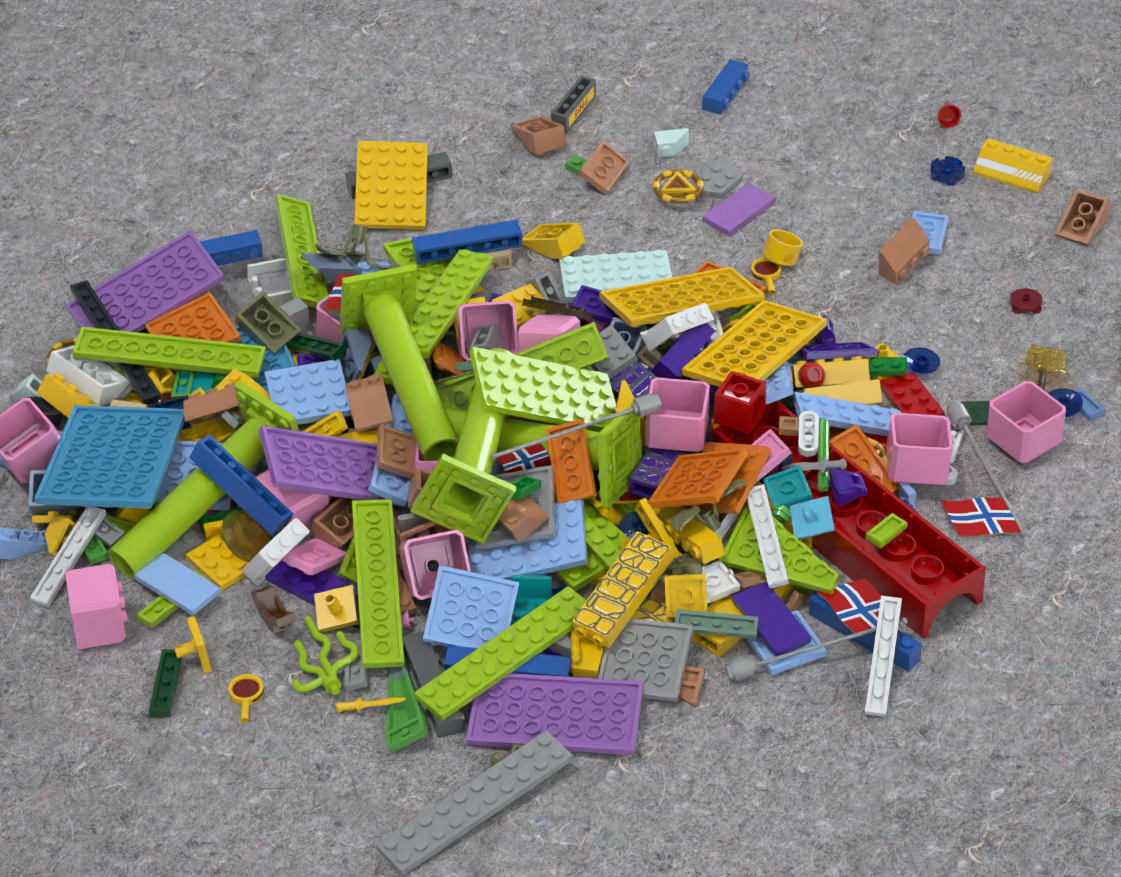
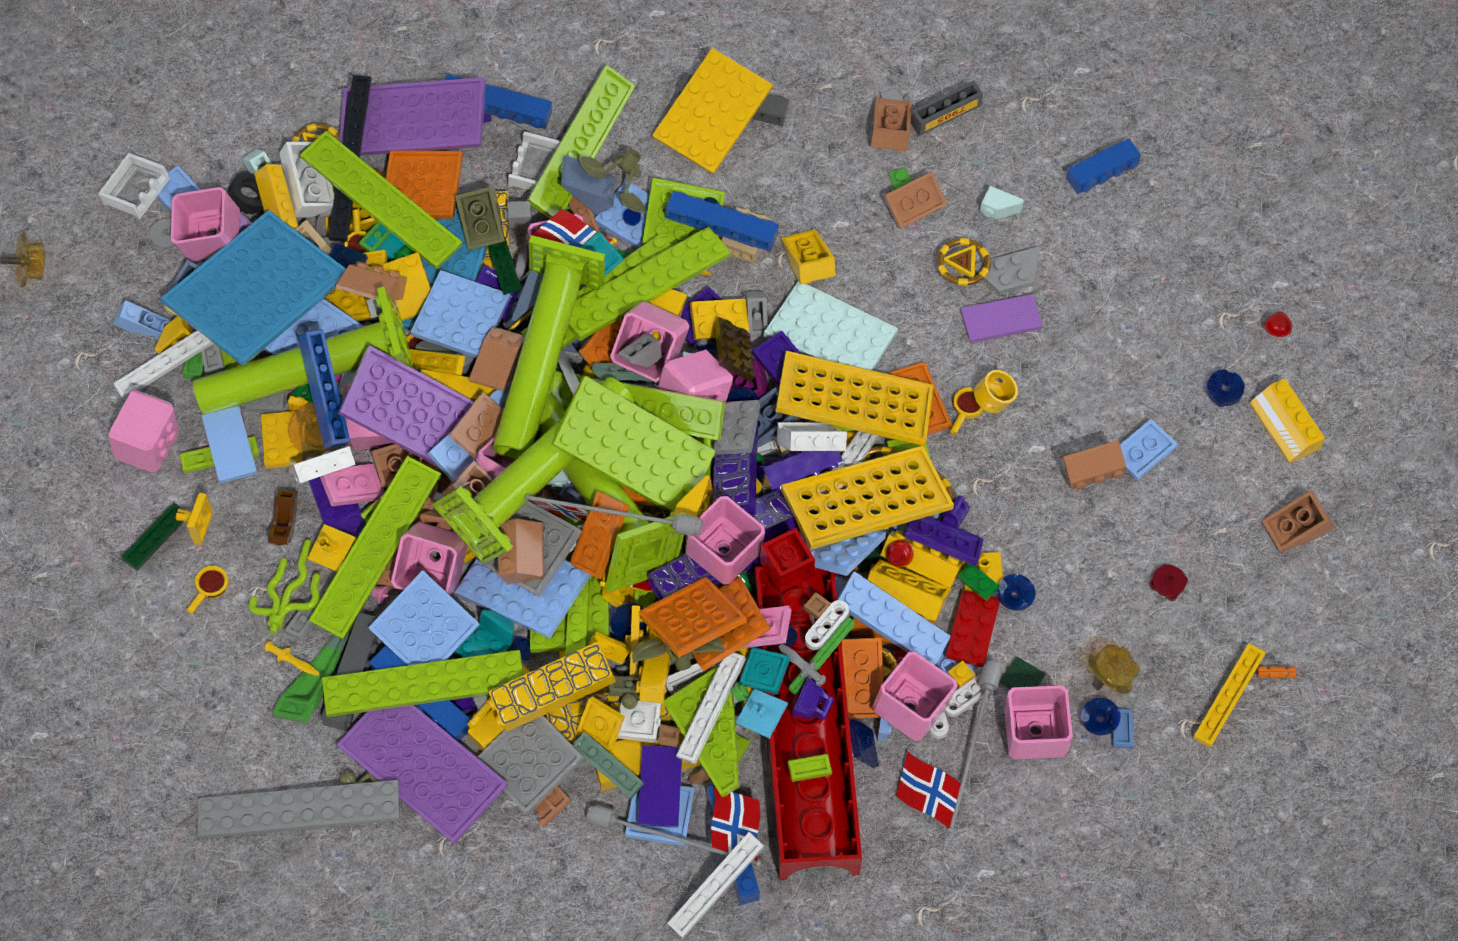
camera: 30 degrees right, 20 degrees up
(525, 486) = (537, 537): green plate -> none

